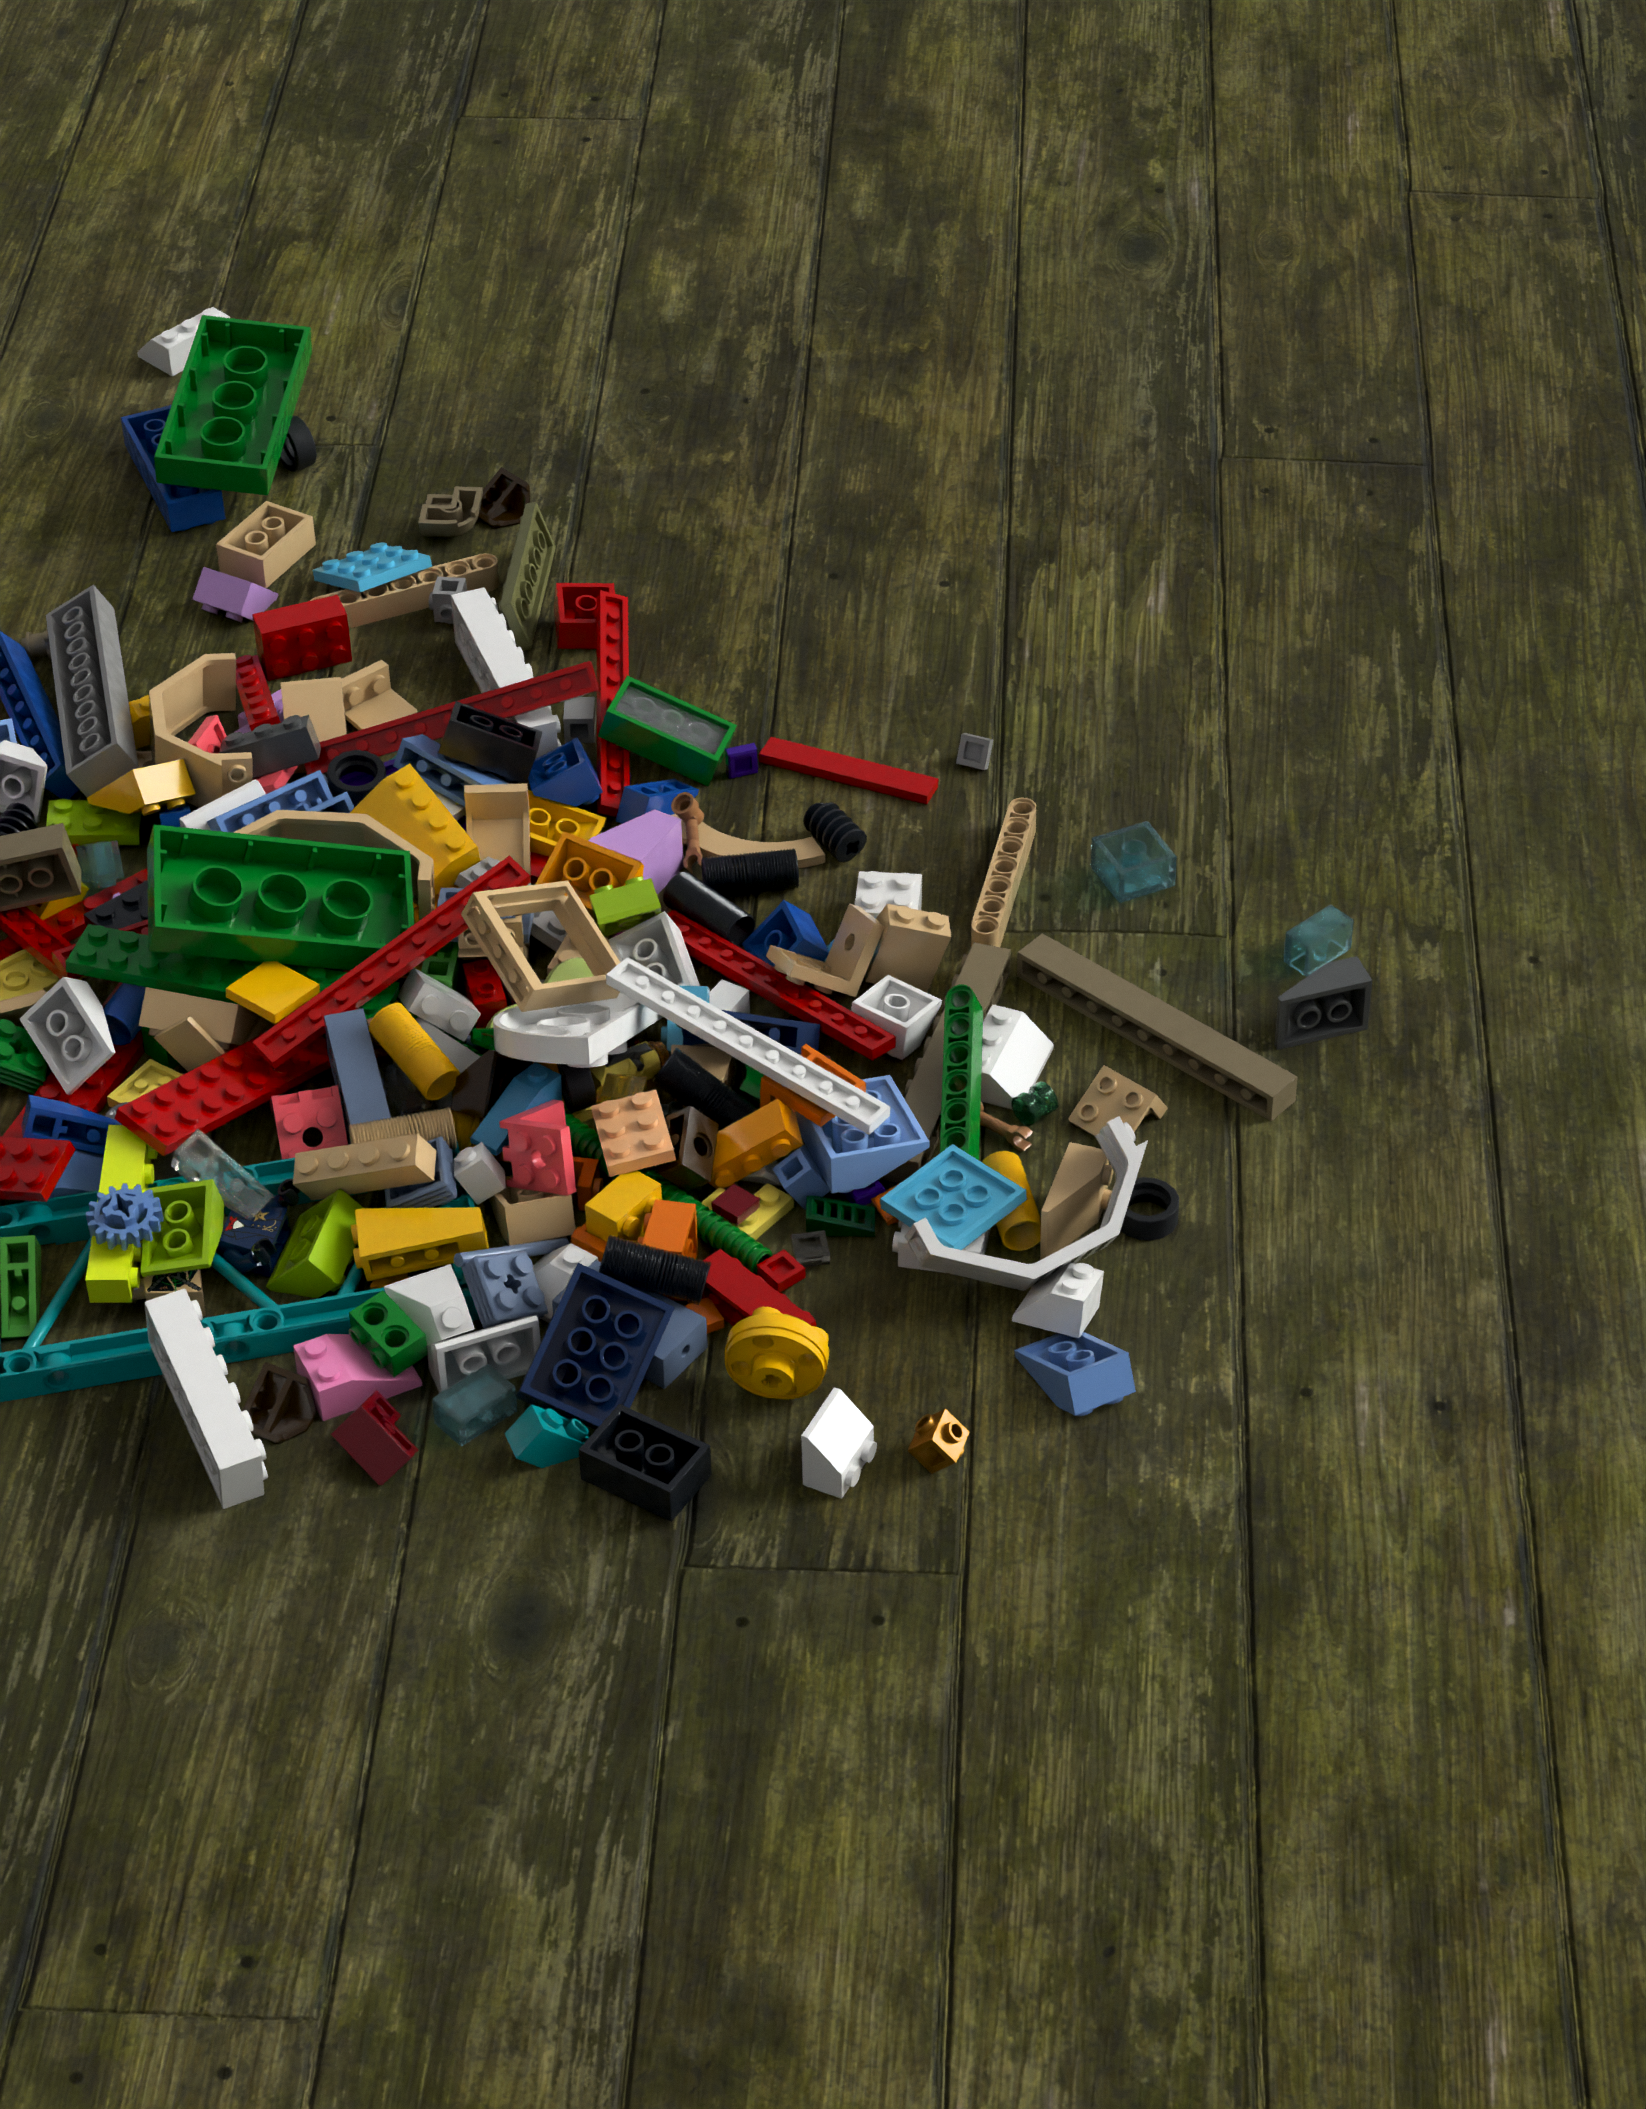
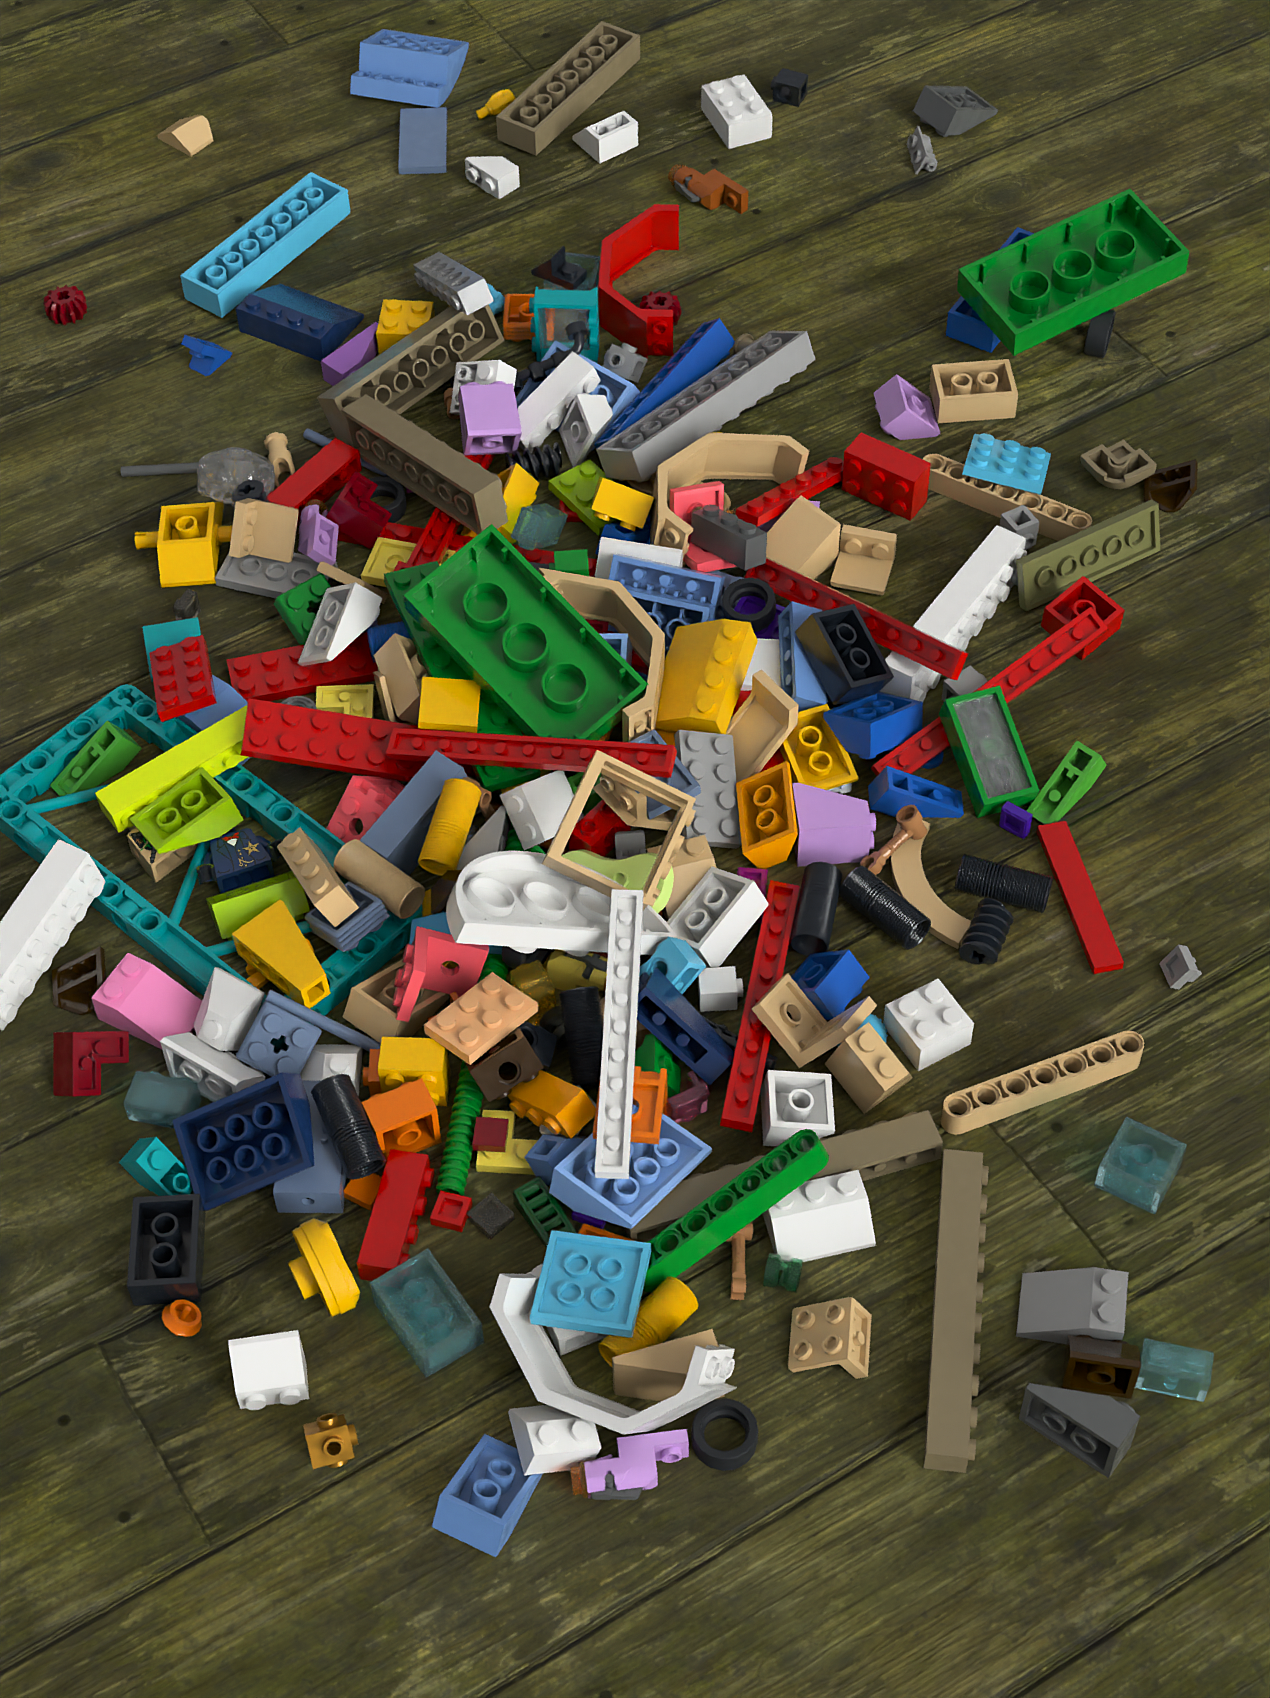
camera: 55 degrees right, 10 degrees up
(62, 1121) = (248, 674): blue slope -> none
(124, 1216) = (155, 773): medium blue gear -> none
(172, 347) = (1173, 207): white slope -> none
(203, 1160) = (258, 799): clear slope -> none
(392, 1330) = (181, 1002): green brick -> none
(479, 1173) = (382, 948): white brick -> none
(624, 906) = (743, 852): lime slope -> none
(720, 1490) = (182, 1318): none -> orange hat
(738, 707) = (1067, 784): none -> bright green slope
(794, 797) = (1011, 884): none -> black piece
(874, 1322) = (427, 1312): none -> clear light blue brick
(1127, 1275) = (633, 1468): none -> lavender plate
(1217, 963) = (1073, 1304): none -> light grey slope
(1280, 971) = (1101, 1366): none -> dark brown slope

